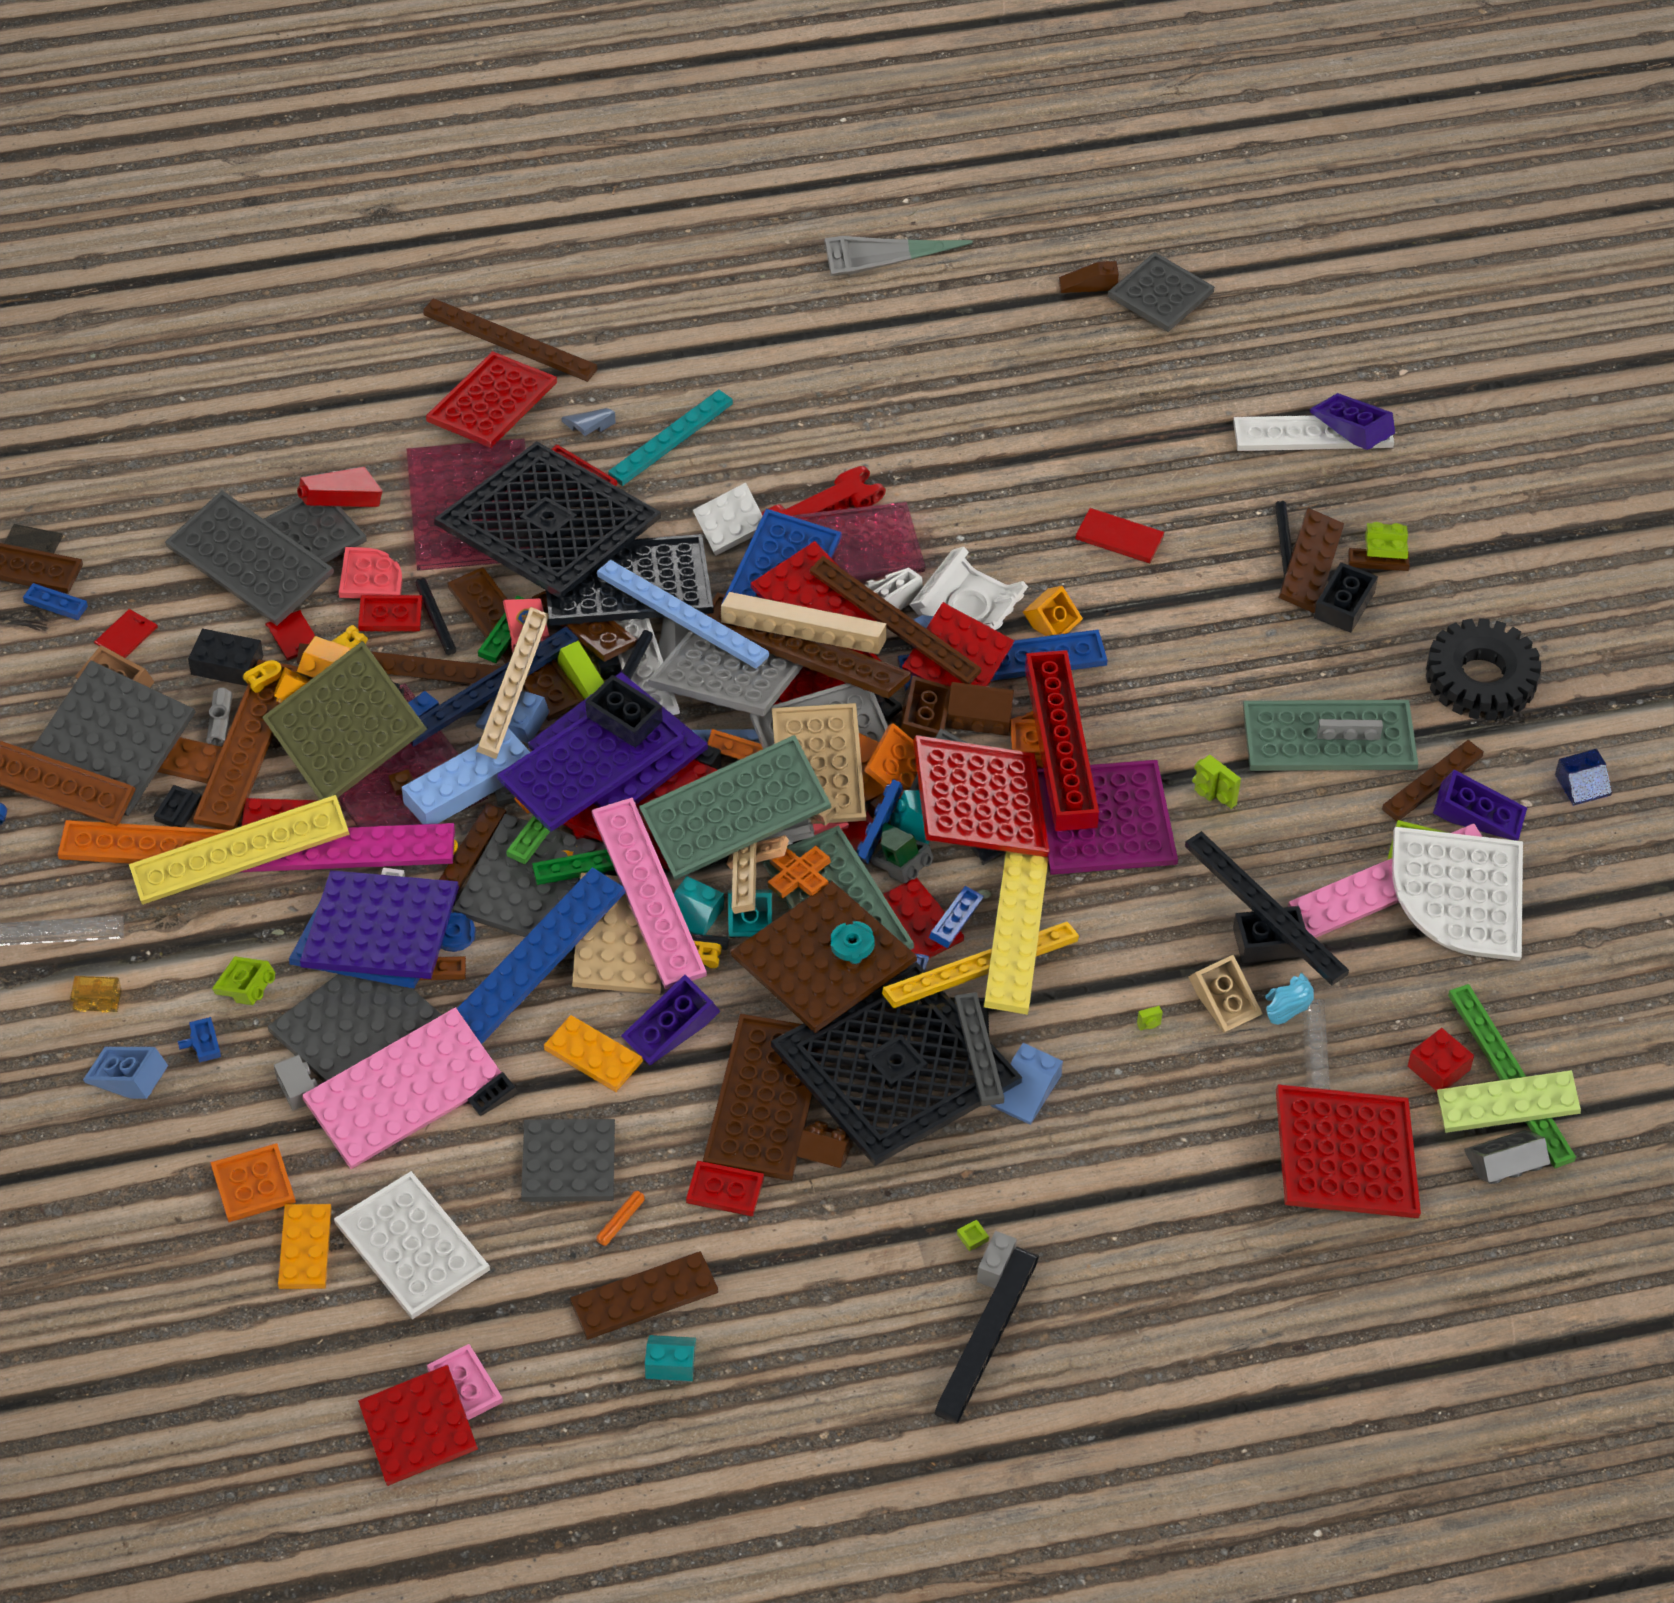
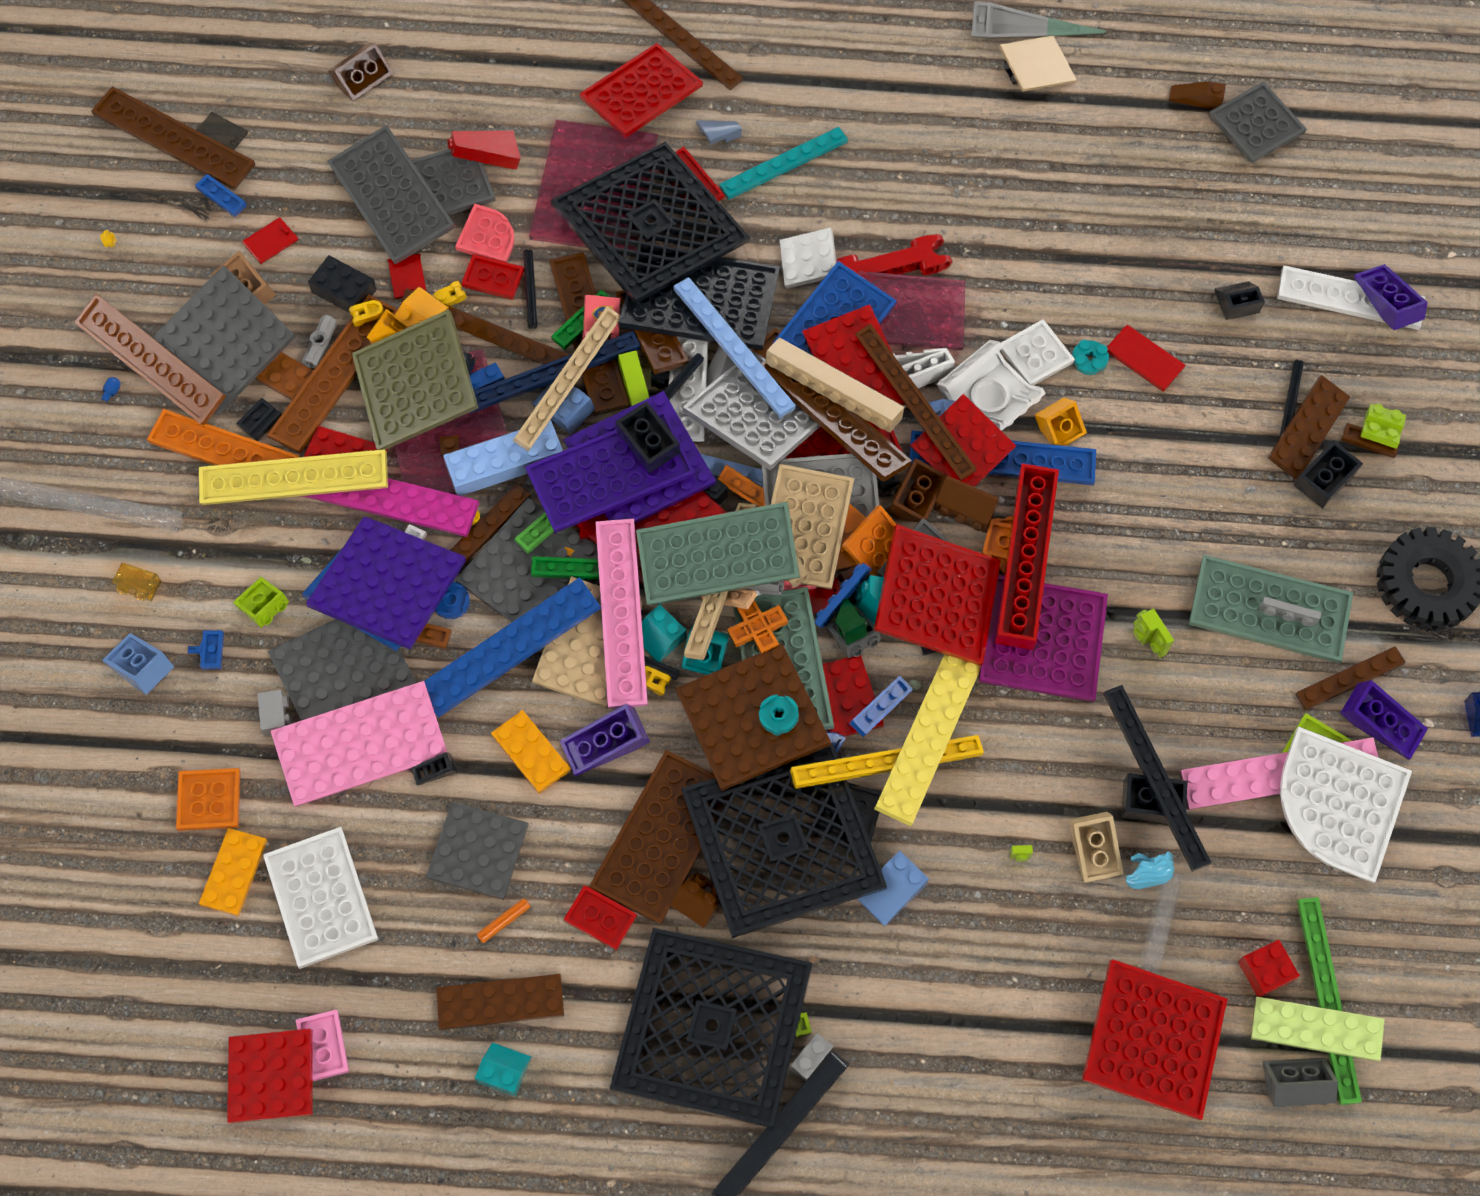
camera: 15 degrees right, 15 degrees up
(171, 447) = (361, 71): none -> reddish brown slope
(894, 1324) = (745, 1109): none -> black plate
(909, 286) = (1036, 63): none -> tan piece
(979, 1049) = (857, 850): dark grey plate -> none
(1005, 555) = (1036, 353): none -> white plate
(1069, 540) = (1093, 348): none -> teal plate
(1200, 459) = (1239, 299): none -> black slope

